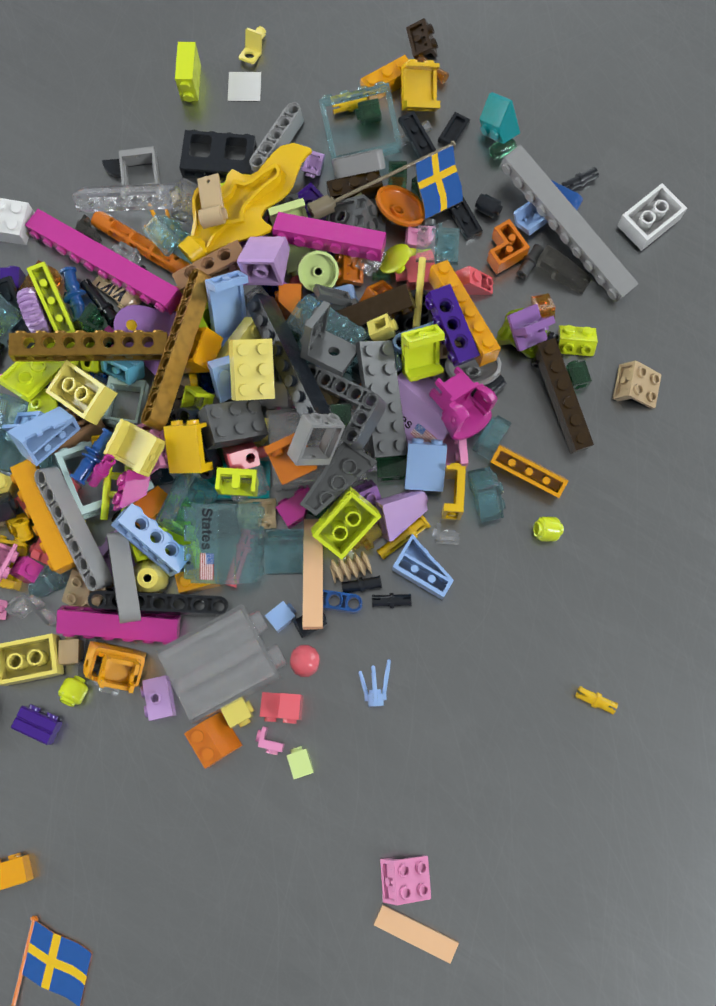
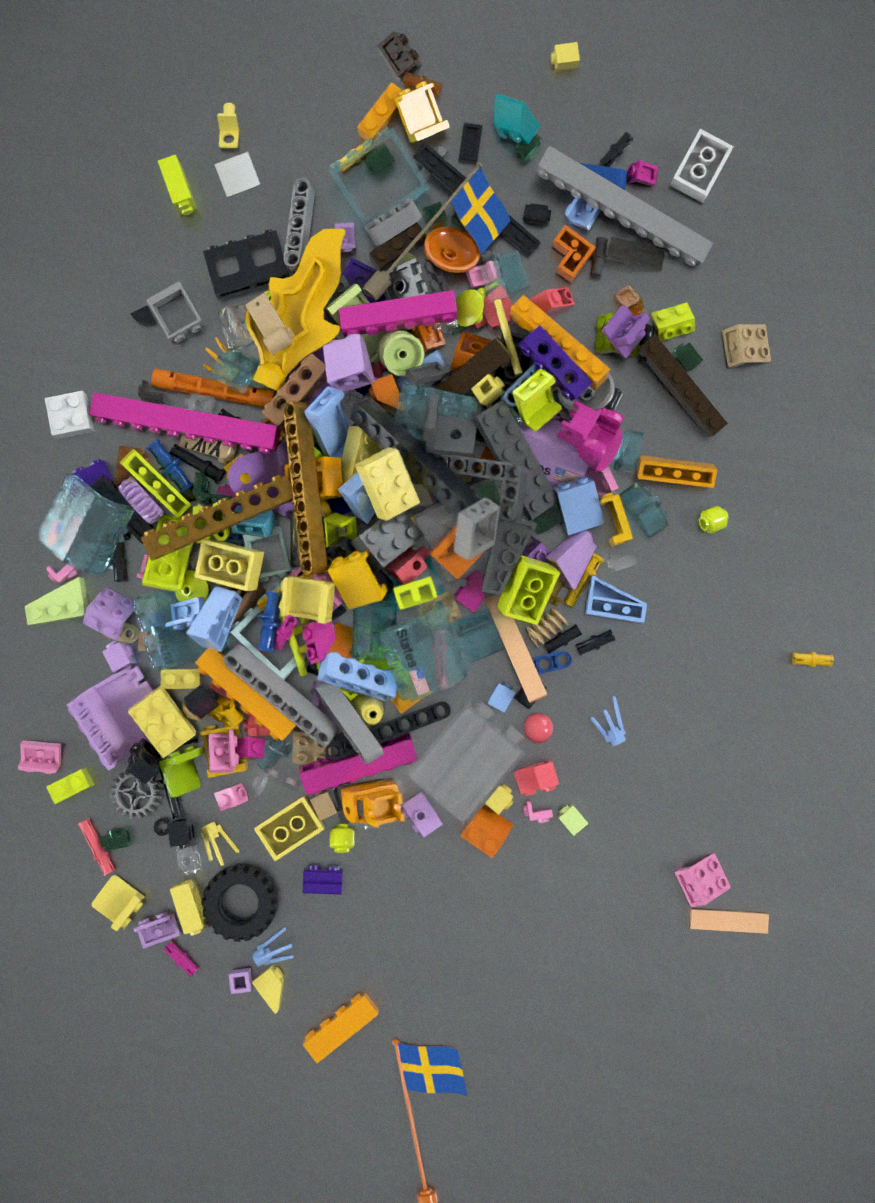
camera: 25 degrees left, 10 degrees up
(128, 197) = (181, 348): clear brick -> none
(564, 89) = (565, 56): none -> light yellow brick
(596, 205) = (642, 173): none -> dark pink bracket

